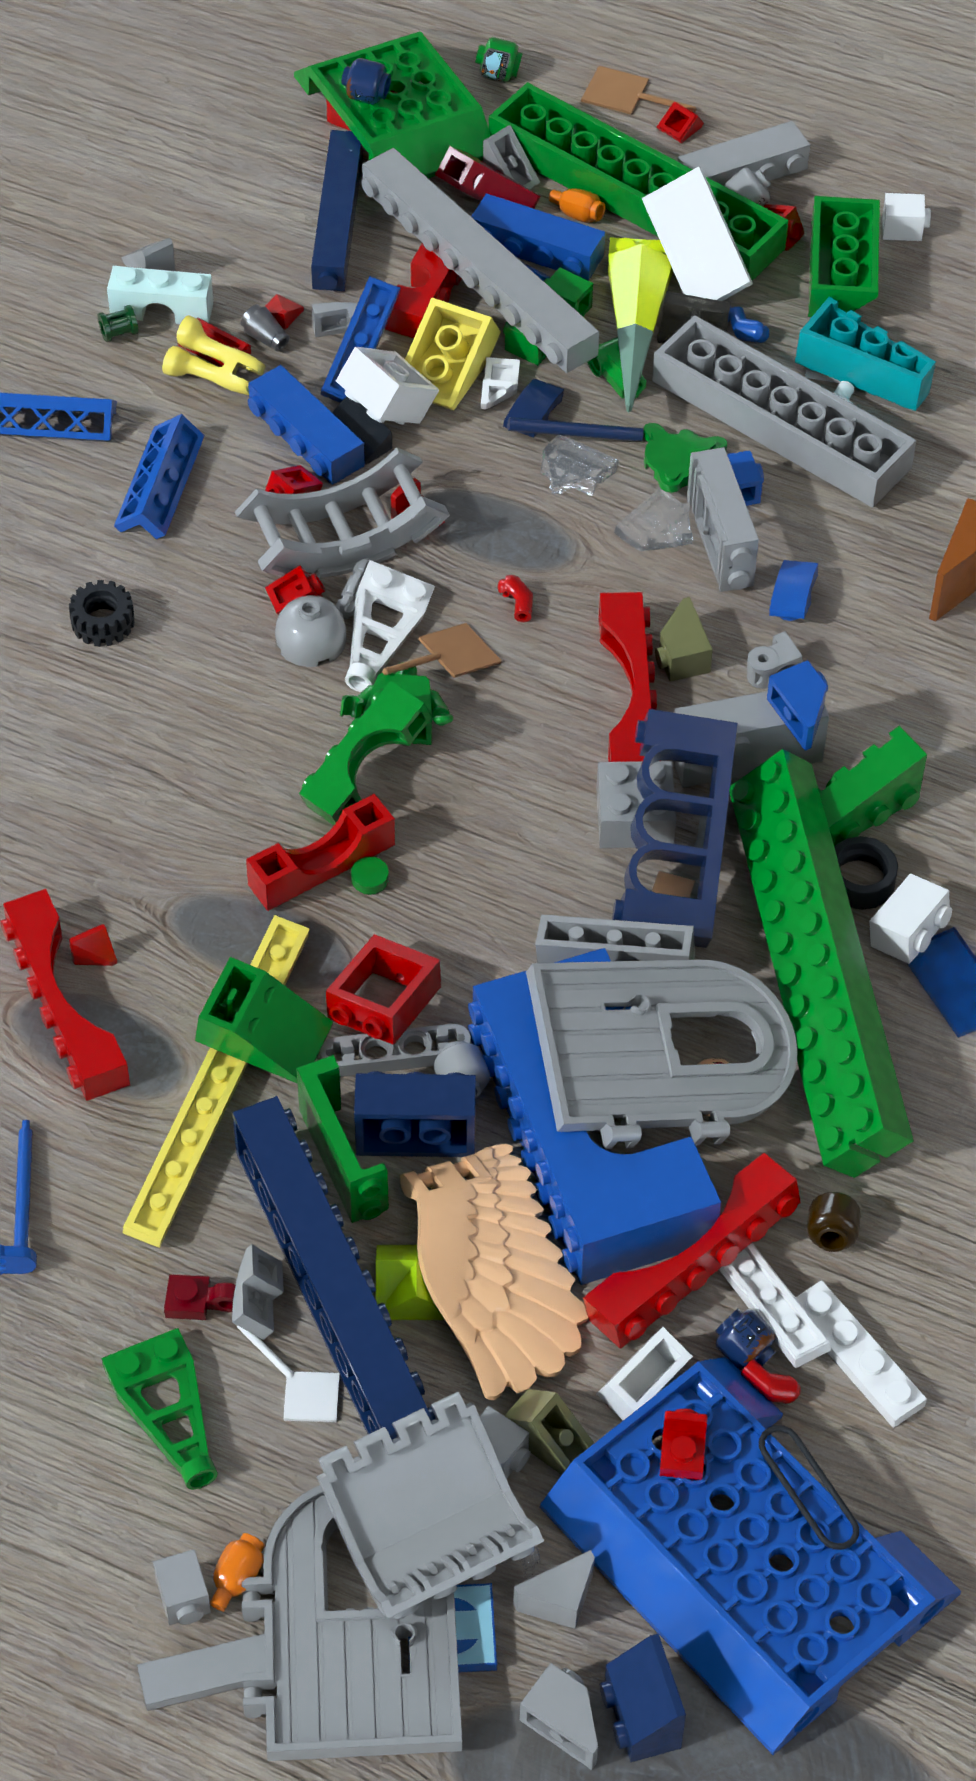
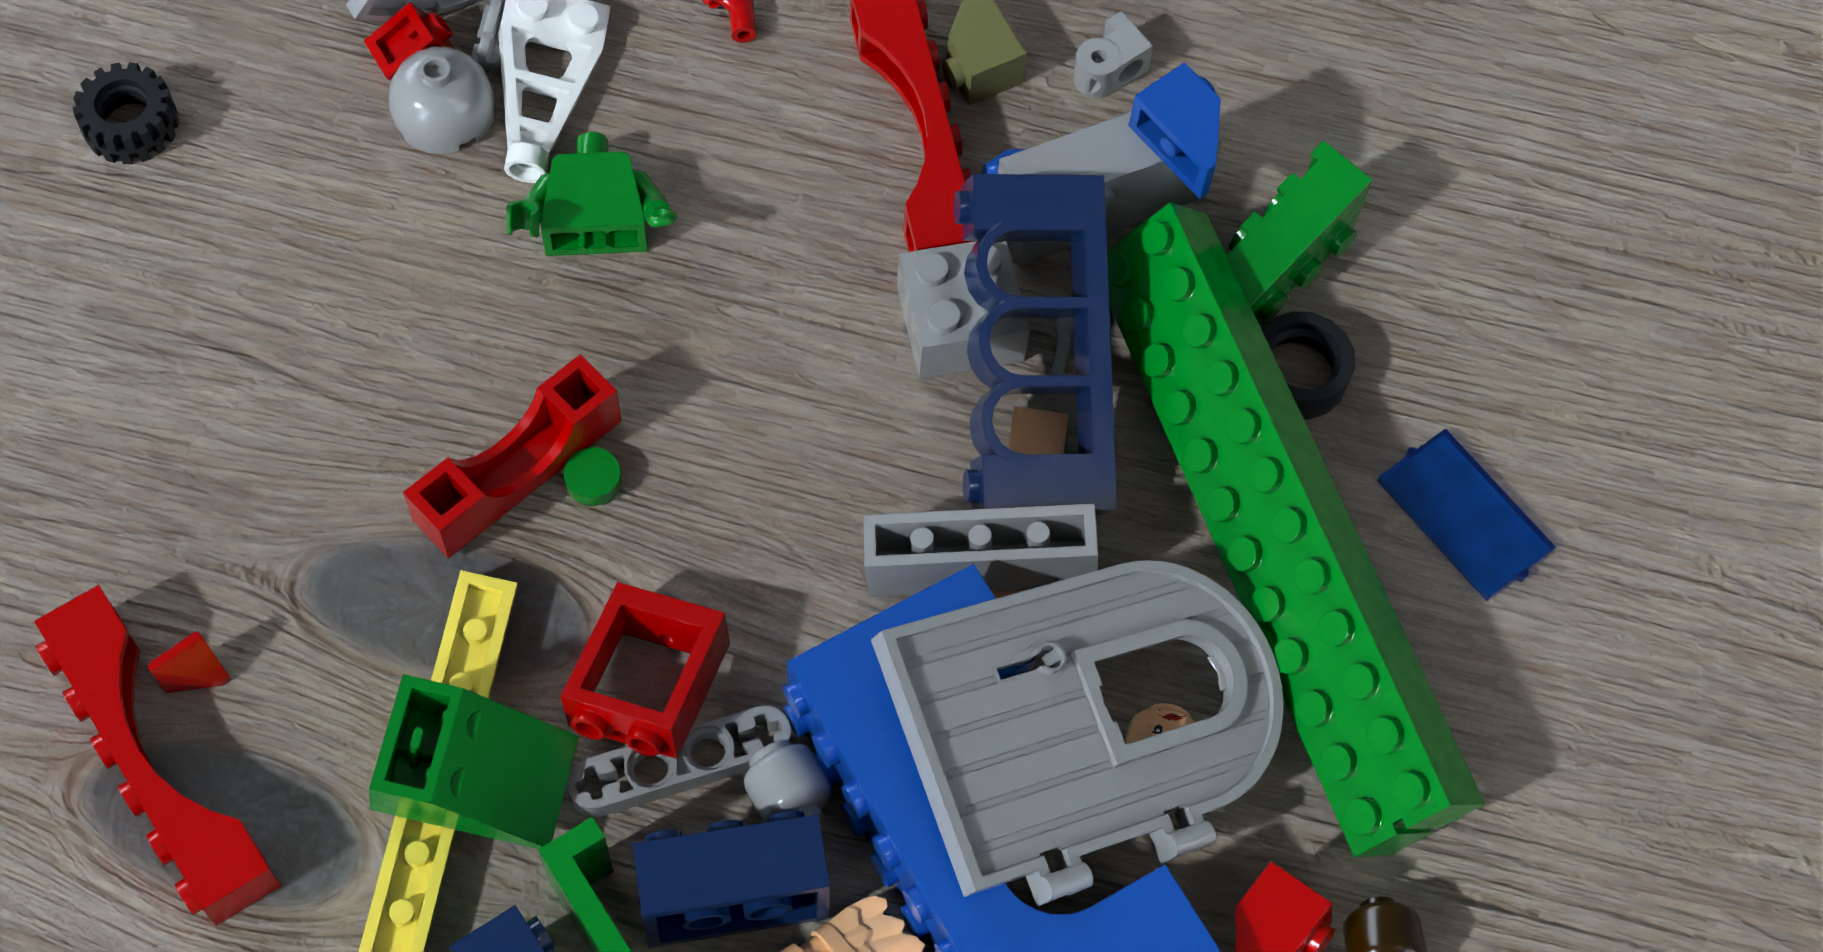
camera: 15 degrees left, 10 degrees up
(390, 719) = (584, 230): green arch -> none
(456, 650) = (656, 98): medium nougat piece -> none
(910, 918) = (1388, 429): white piece -> none

